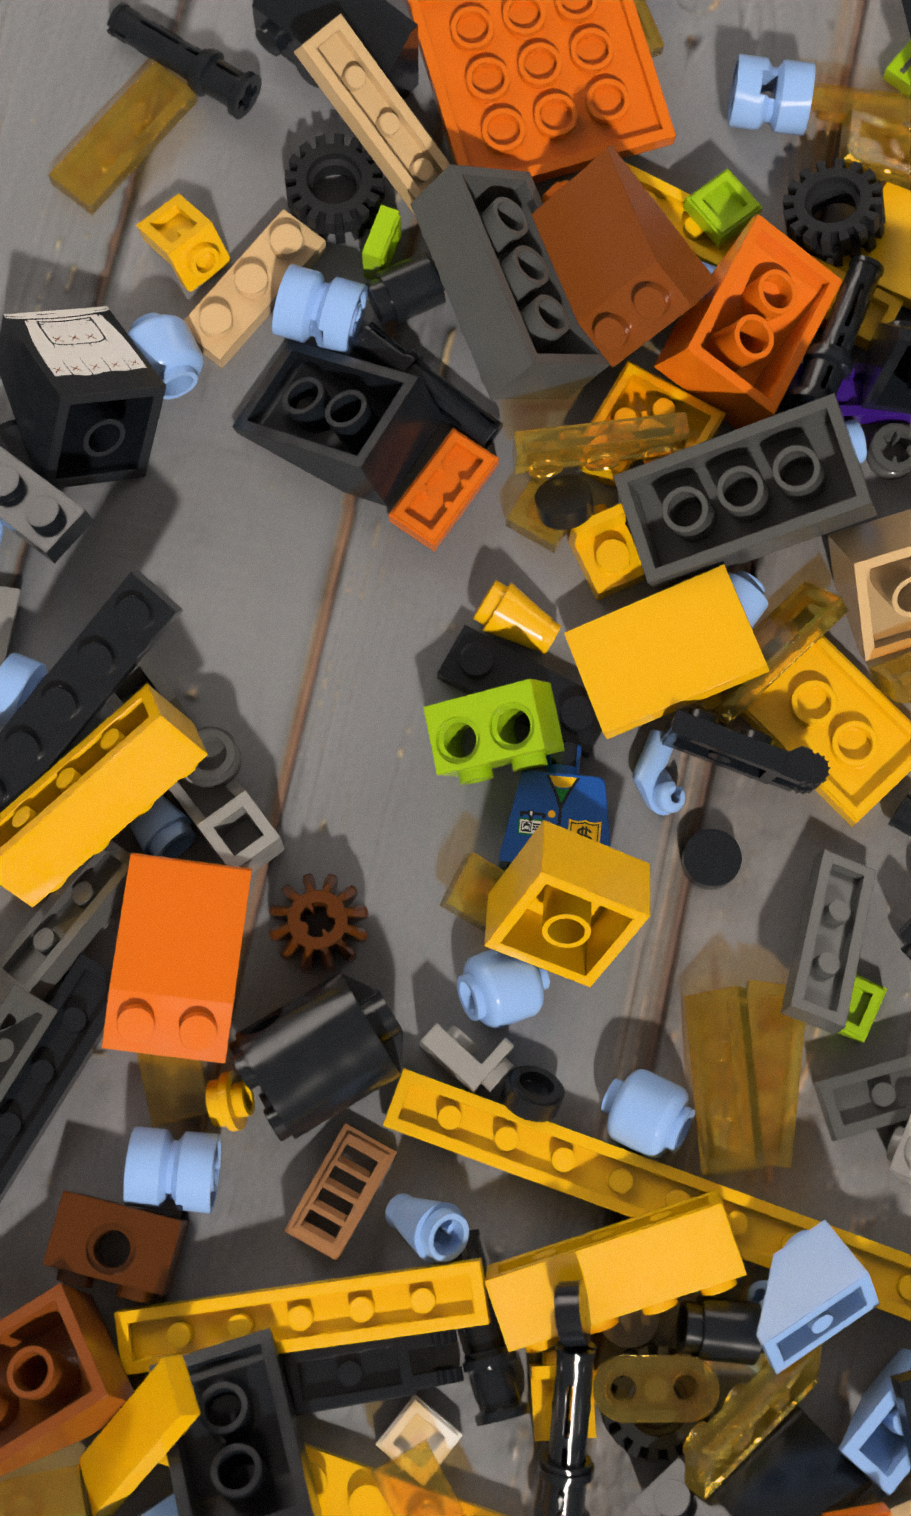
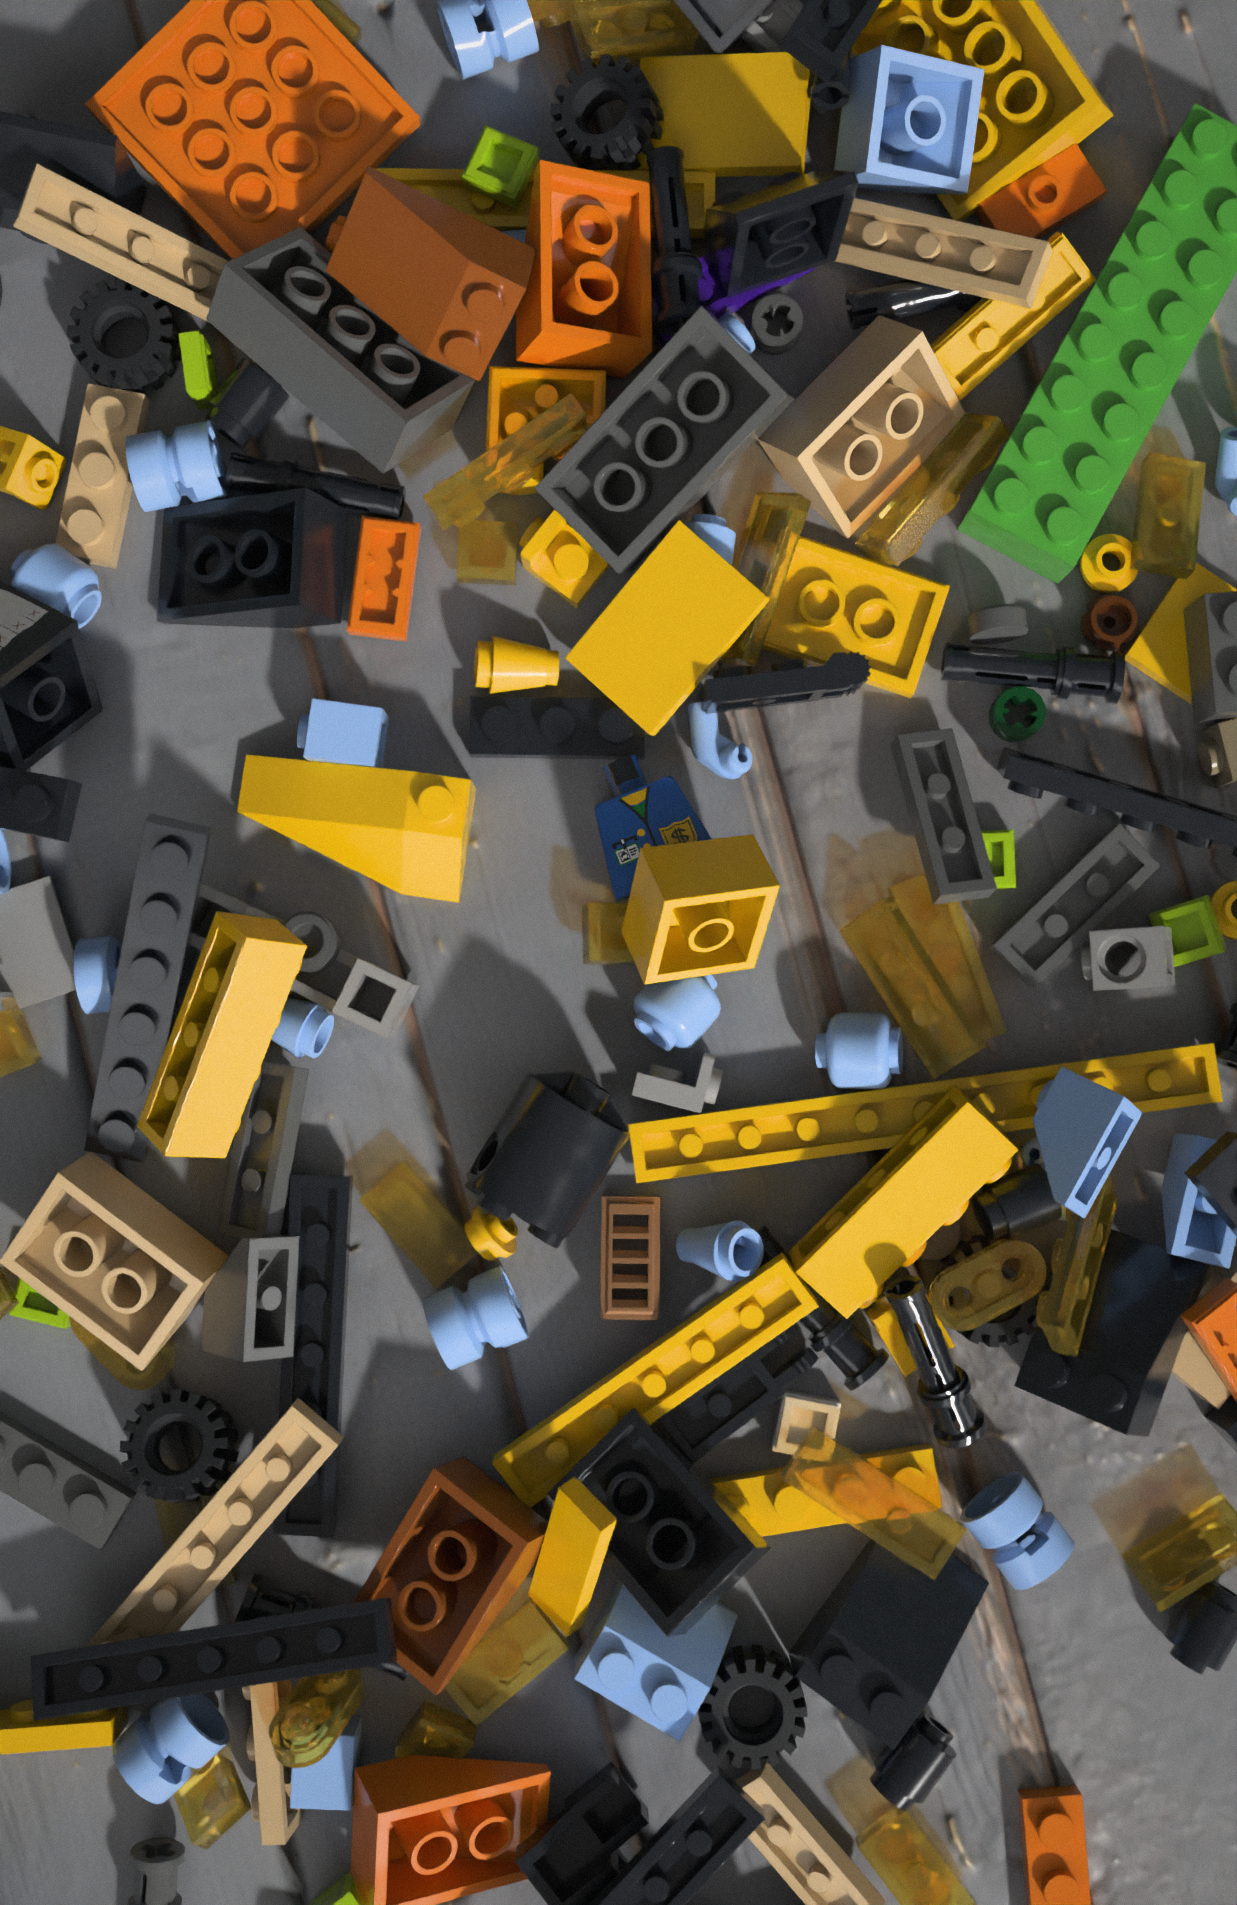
camera: 25 degrees left, 10 degrees up
(77, 1240) = (424, 1413): reddish brown brick -> none
(177, 958) = (379, 1139): orange slope -> none
(300, 933) = (476, 1053): reddish brown gear -> none
(327, 689) = (378, 821): none -> yellow wedge
(337, 601) = (343, 733): none -> light blue brick
(493, 720) = (544, 775): lime brick -> none
(532, 1093) = (751, 1086): black tile -> none
(564, 502) = (502, 535): black tile -> none
(572, 1313) = (886, 1262): black tile -> none
(711, 859) = (801, 794): black tile -> none

